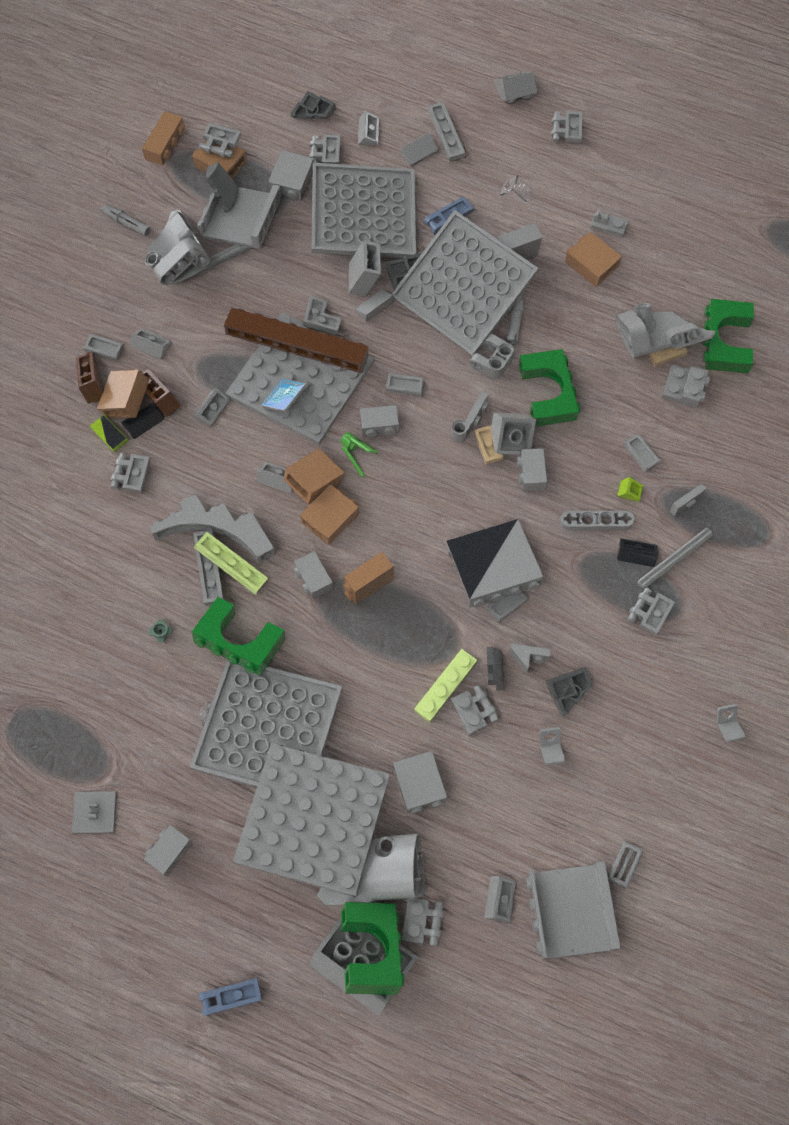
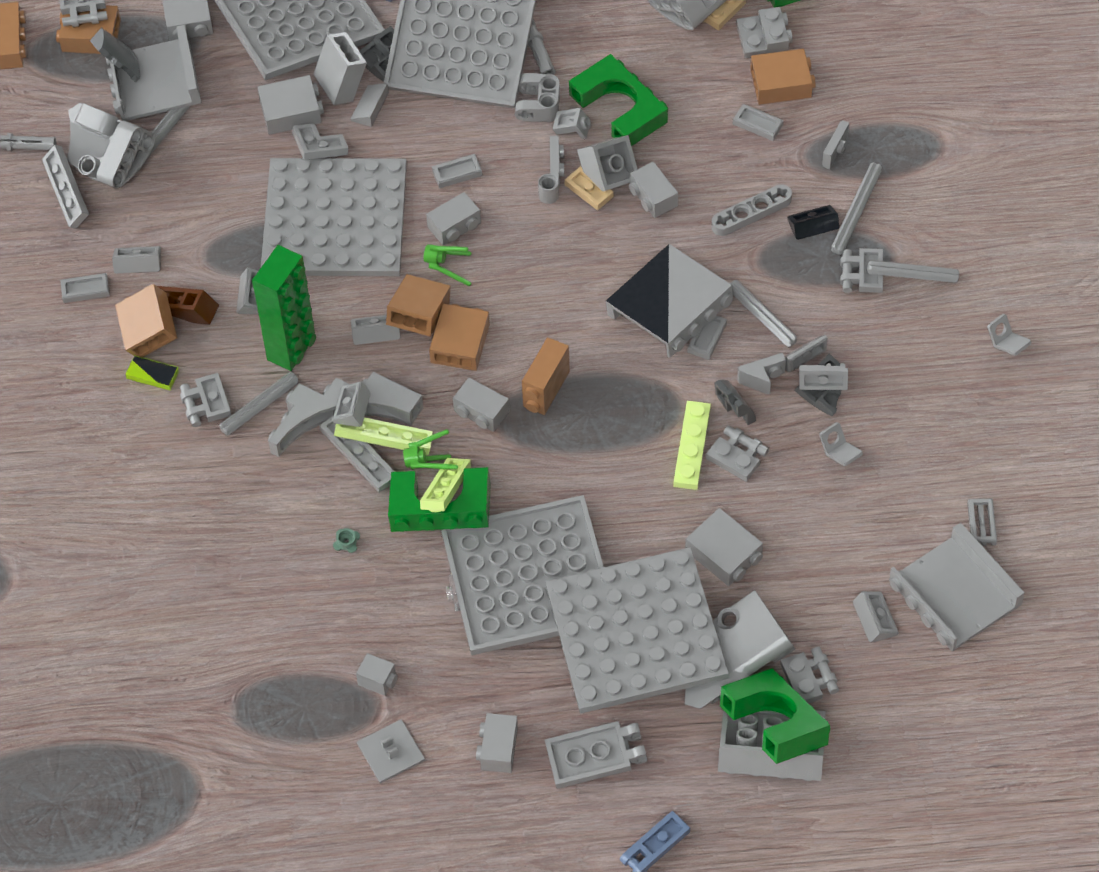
camera: 25 degrees left, 10 degrees down
(89, 378) = (92, 324): reddish brown slope -> none
(117, 748) = (376, 674): none -> light grey brick
(134, 266) = (65, 186): none -> light grey plate
(145, 420) = (188, 336): black slope -> none
(165, 493) = (258, 403): none -> light grey axle
(206, 435) = (284, 307): none -> green brick
(218, 531) = (352, 404): none -> light grey slope
(229, 896) = (593, 753): none -> light grey tile
(243, 592) = (416, 457): none -> bright green plant
(245, 628) = (444, 486): none -> yellowish green plate
(284, 395) = (333, 237): piece -> none
(296, 340) = (309, 176): reddish brown brick -> none
(318, 278) = (290, 104): none -> light grey brick
(506, 387) = (572, 121): none -> light grey bracket
(557, 607) = (763, 314): none -> light grey axle
(569, 686) = (823, 377): none -> light grey plate
(571, 654) = (805, 353): none -> light grey slope
(630, 489) = (768, 164): lime slope -> none
(679, 426) = (782, 76): none -> medium nougat brick
(688, 632) = (913, 271): none -> light grey axle

